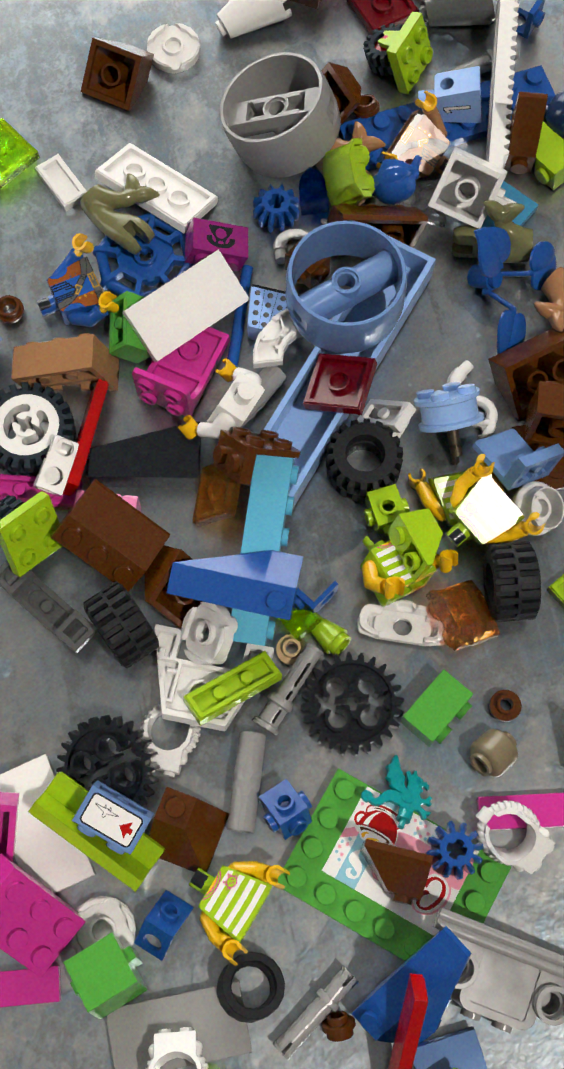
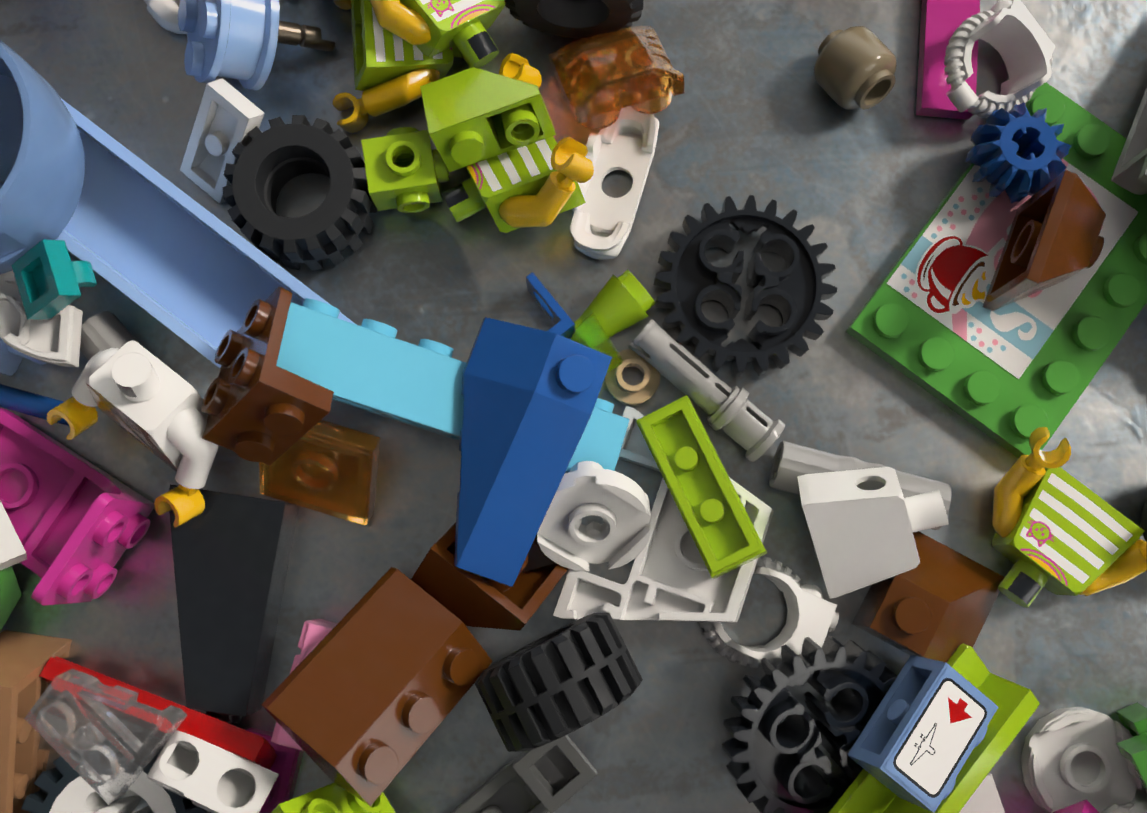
camera: 85 degrees left, 10 degrees up
(75, 411) = (102, 730): none -> clear wing
(164, 923) = (1082, 655): blue bracket -> none
(222, 777) = (865, 525): none -> white torso
(286, 809) = (898, 421): blue brick -> none
(292, 347) = (50, 279): none -> teal tile
(340, 383) = (144, 204): dark red tile -> none
(405, 797) = (907, 221): teal piece -> none
(437, 708) = (769, 144): bright green brick -> none
(501, 714) = (770, 52): reddish brown plate -> none

